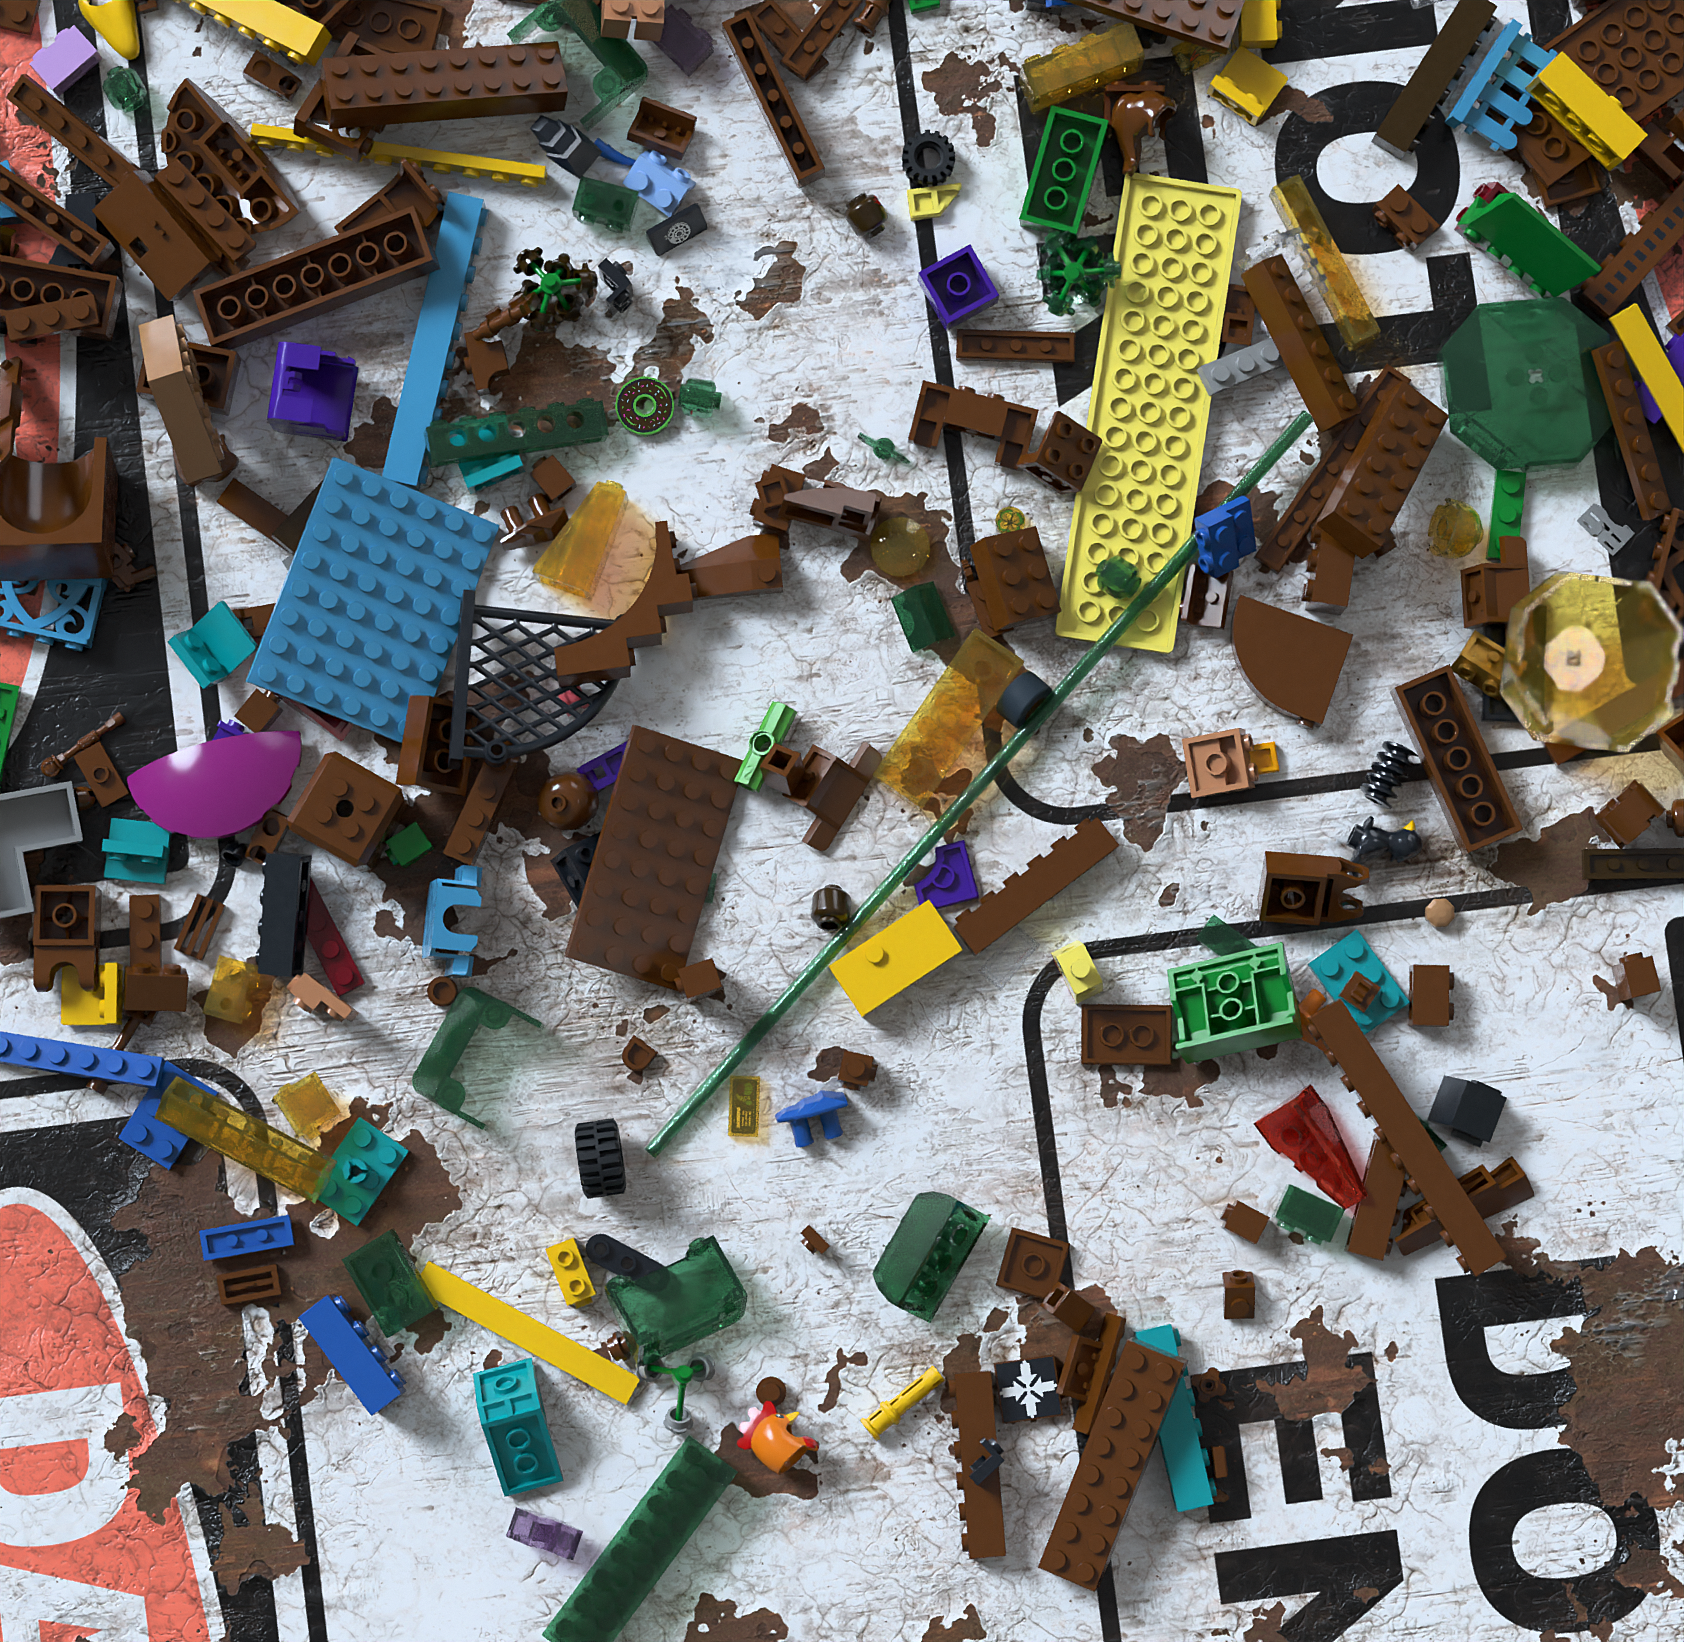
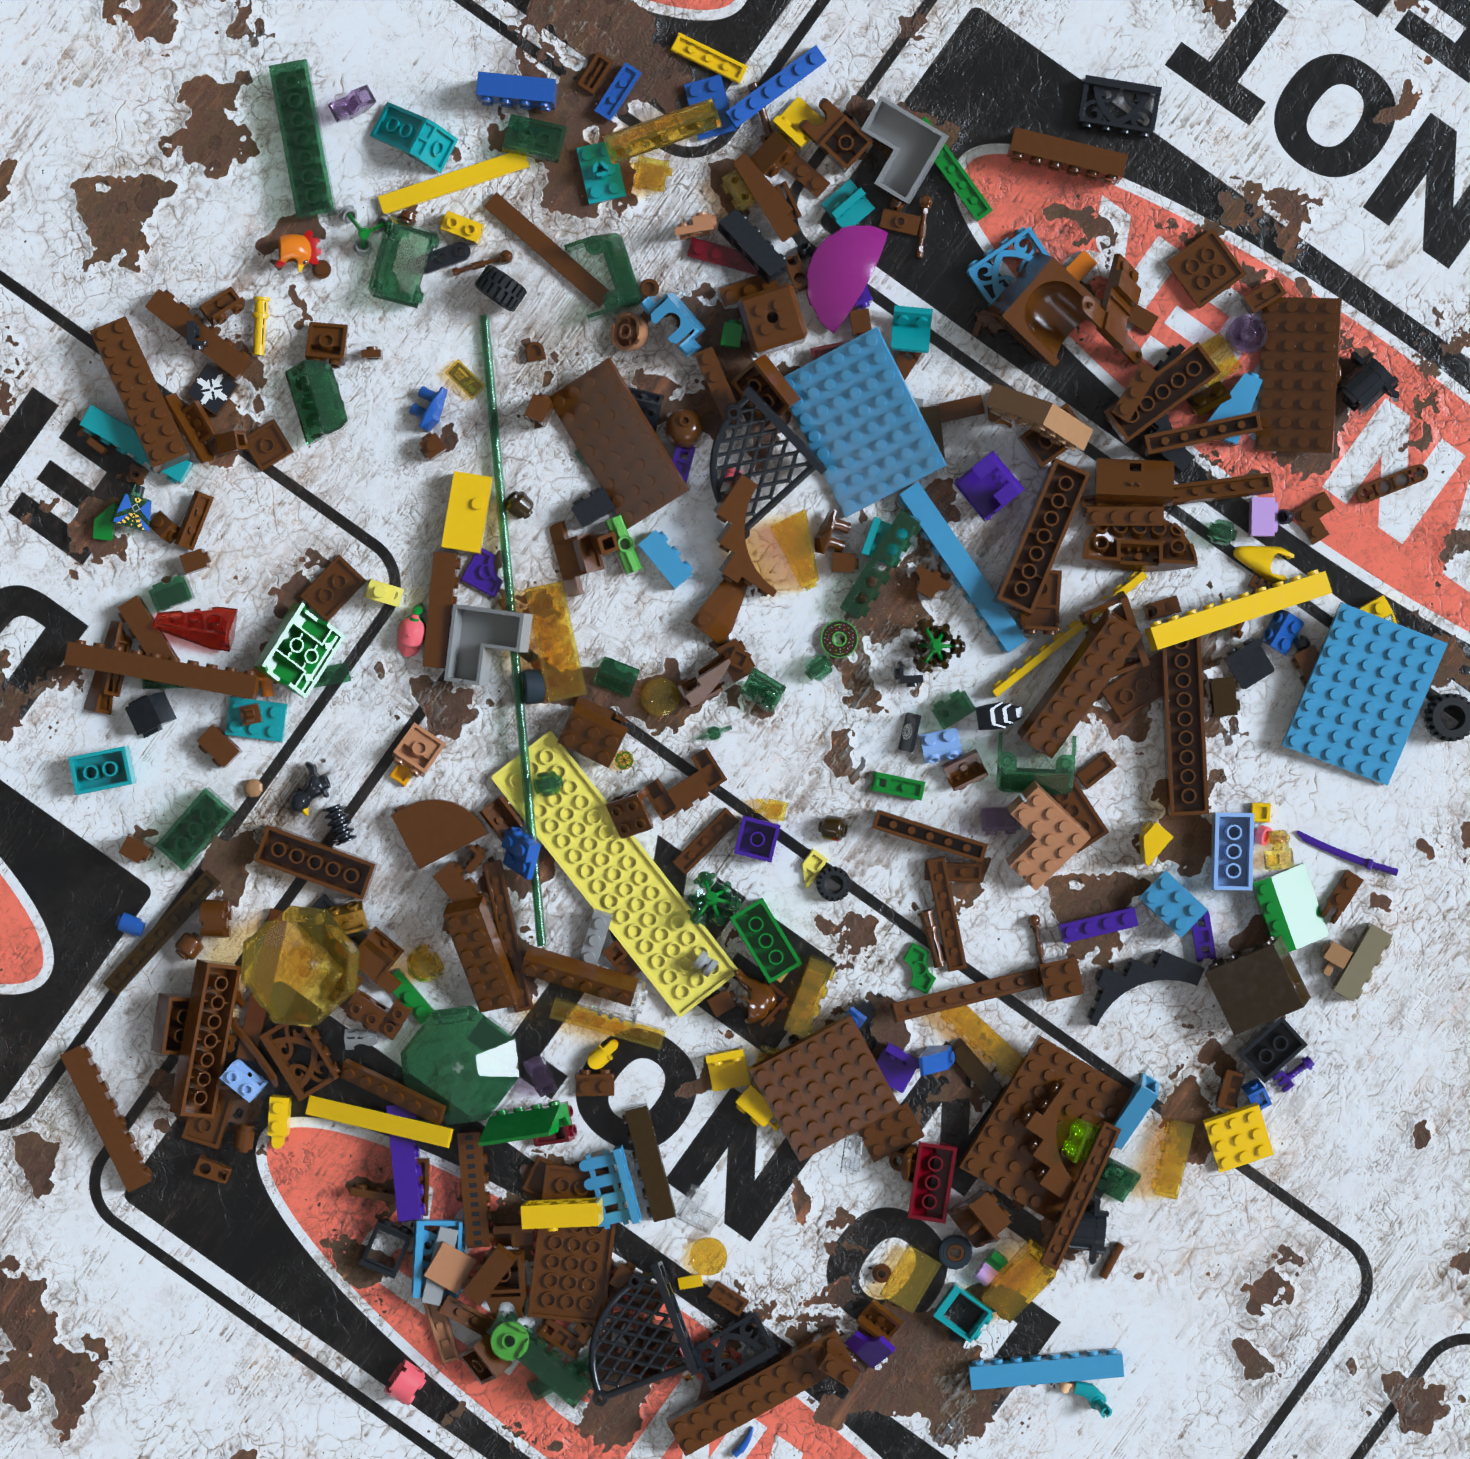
camera: 135 degrees right, 5 degrees up
(43, 39) = (1284, 516): none -> black hinge
(111, 1169) = (708, 58): none -> yellow tile
(211, 946) = (768, 198): none -> reddish brown wedge
(342, 879) = (734, 291): none -> reddish brown plate
(505, 1149) = (546, 249): none -> reddish brown tile
(508, 316) = (940, 611): reddish brown plate -> none
(514, 964) = (629, 332): none -> nougat cylinder
(559, 1191) = (504, 257): none -> reddish brown piece
(613, 155) = (975, 736): blue helmet -> none
(735, 683) = (666, 558): none -> dark azure brick
(749, 187) = (898, 786): none -> green plate
(755, 820) = (593, 507): none -> black brick
(784, 433) = (763, 690): none -> clear green plate
(851, 1303) = (327, 343): none -> reddish brown plate
(906, 302) = (774, 809): none -> clear yellow plate
(920, 1465) = (222, 306): none -> reddish brown bracket
(1023, 816) = (475, 635): none -> light grey piece
(1091, 896) = (411, 632): none -> coral hair
(1154, 214) = (702, 960): none -> light grey wheel
(1178, 159) = (722, 1001): none -> reddish brown brick
(1199, 1267) = (194, 520): none -> reddish brown plate
(1253, 1348) = (133, 510): none -> torso
(1285, 581) = (474, 861): none -> reddish brown bracket
(1300, 1368) = (102, 527): none -> green slope
(1308, 888) = (320, 735): reddish brown brick -> none
(1364, 238) = (602, 1054): none -> yellow arm
(1454, 283) = (540, 1075): none -> clear purple brick
(1548, 932) = (196, 829): none -> clear green brick
(1563, 529) = (374, 1014): none -> reddish brown bracket
(1585, 1103) = (102, 770): none -> teal brick

